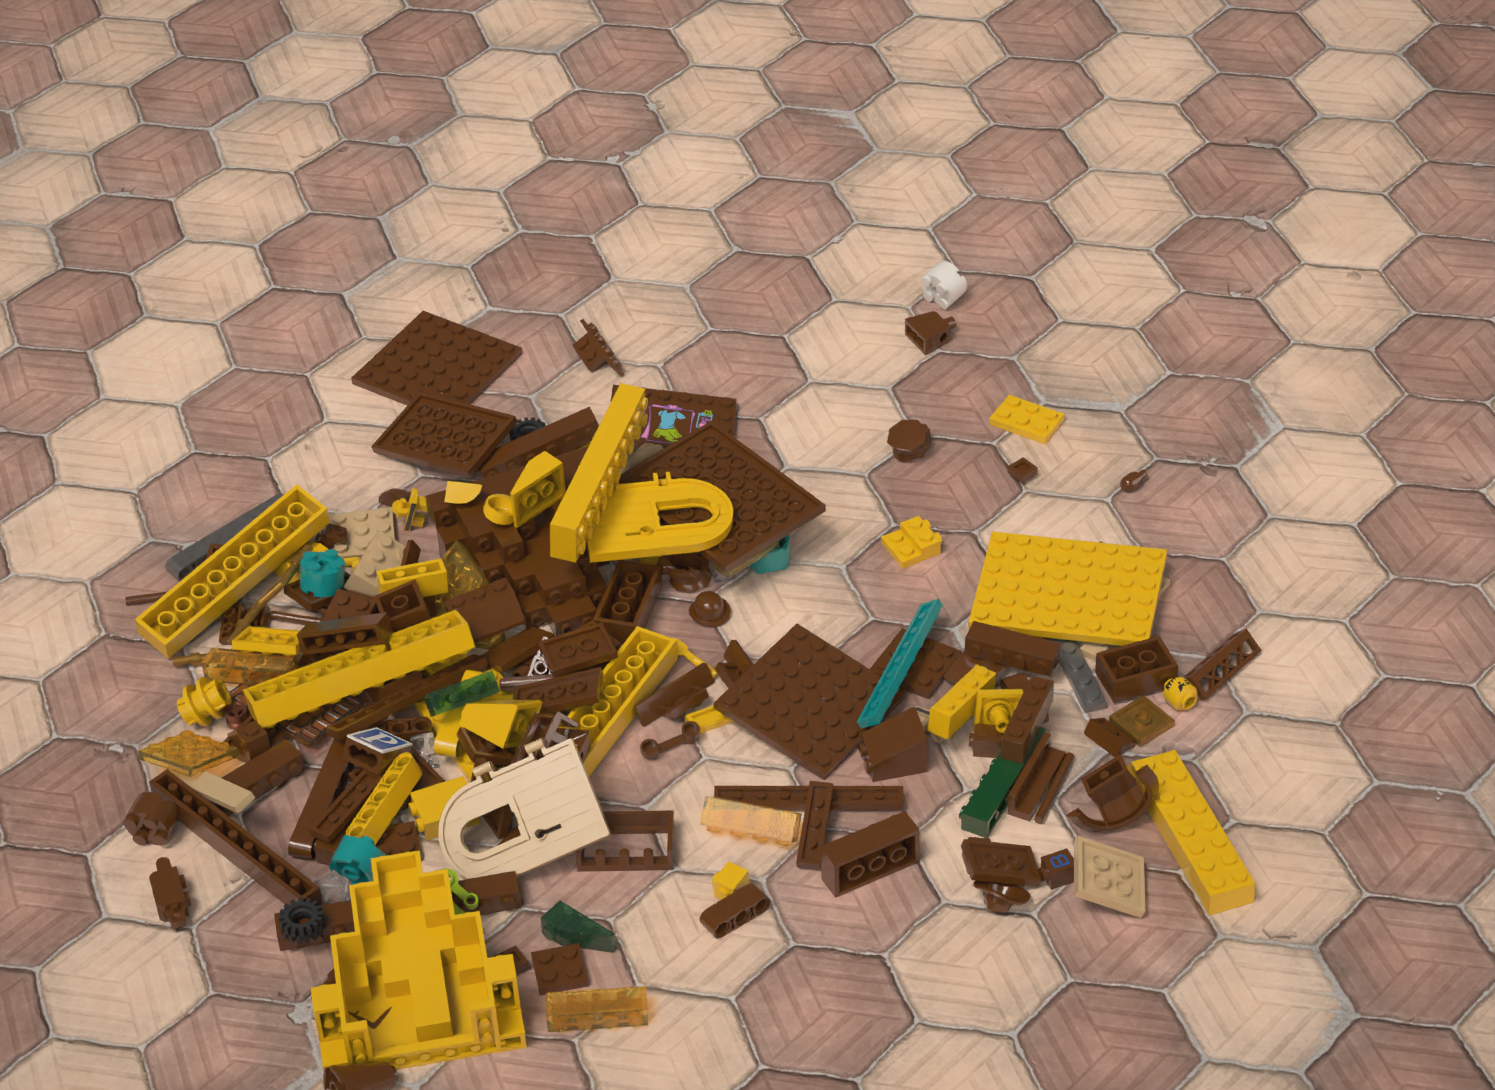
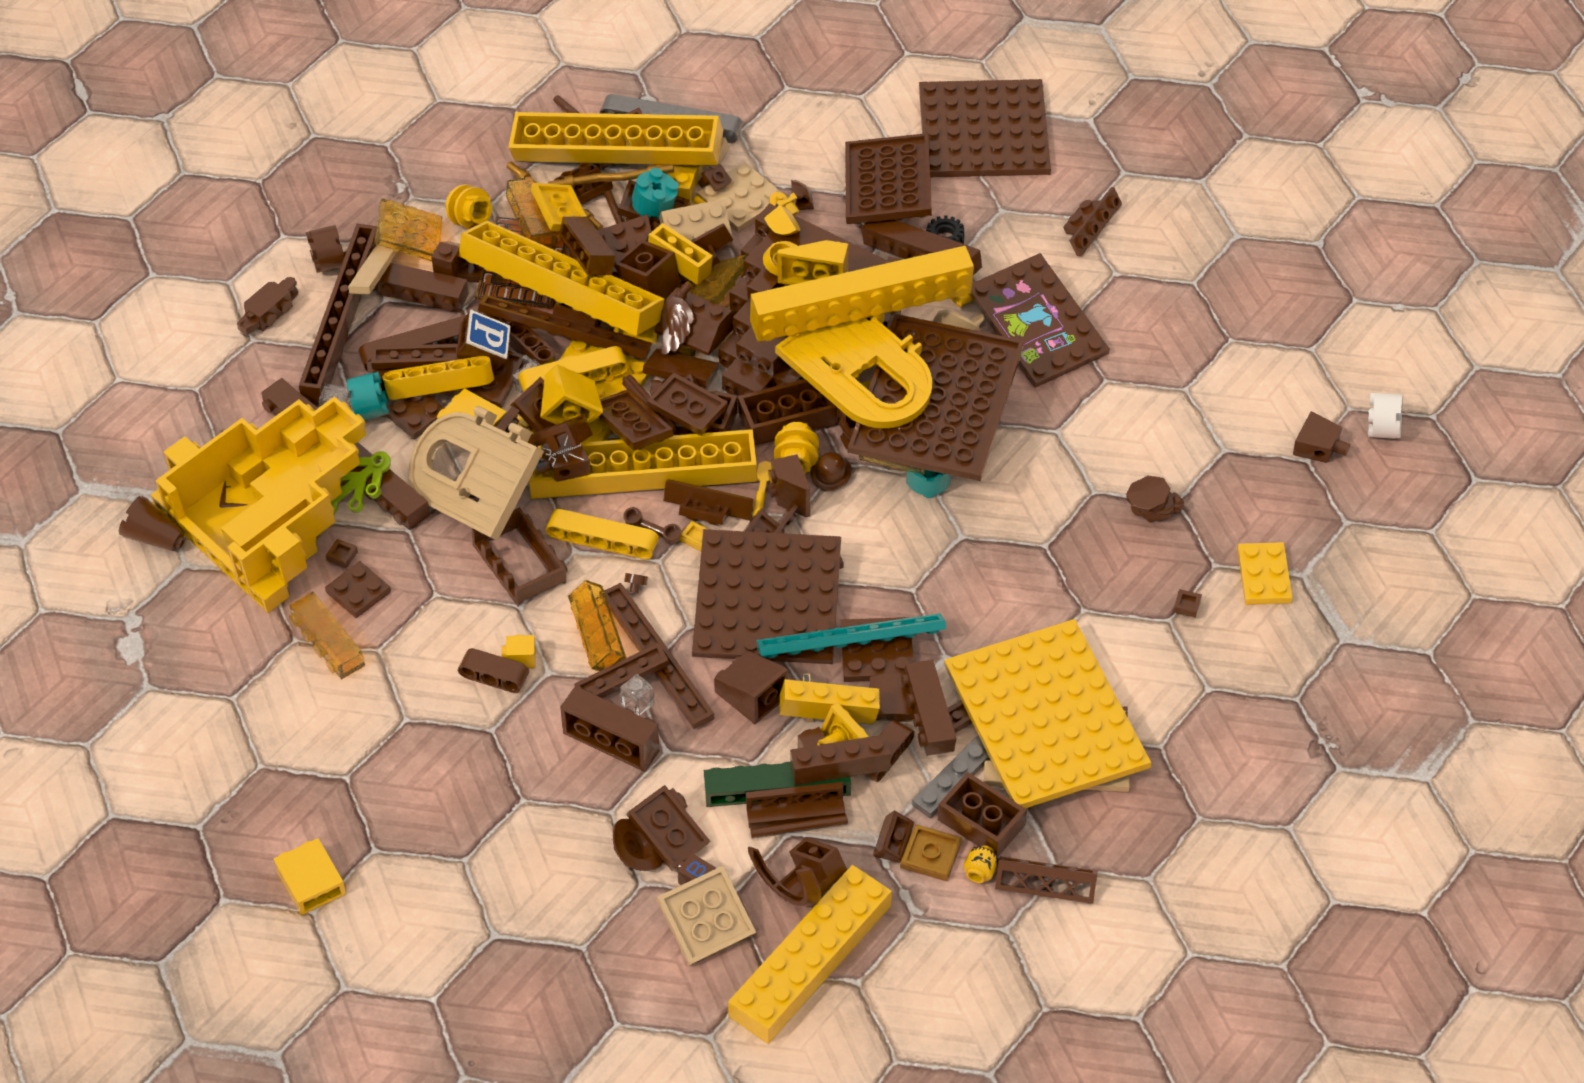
camera: 55 degrees right, 10 degrees up
(300, 910) = (274, 388): black tyre -> none
(461, 693) = (572, 355): clear green brick -> none
(480, 618) = (676, 320): none -> reddish brown animal
(570, 927) = (401, 570): clear green slope -> none
(649, 776) = (602, 534): none -> yellow beam
(676, 612) = (799, 440): none -> yellow piece
(712, 631) = (789, 484): none -> reddish brown slope
(719, 776) = (636, 581): none -> reddish brown tile
(842, 822) = (637, 695): none -> clear brick
(912, 542) = (1026, 570): yellow plate -> none
(1132, 480) = (1243, 695): reddish brown cylinder -> none

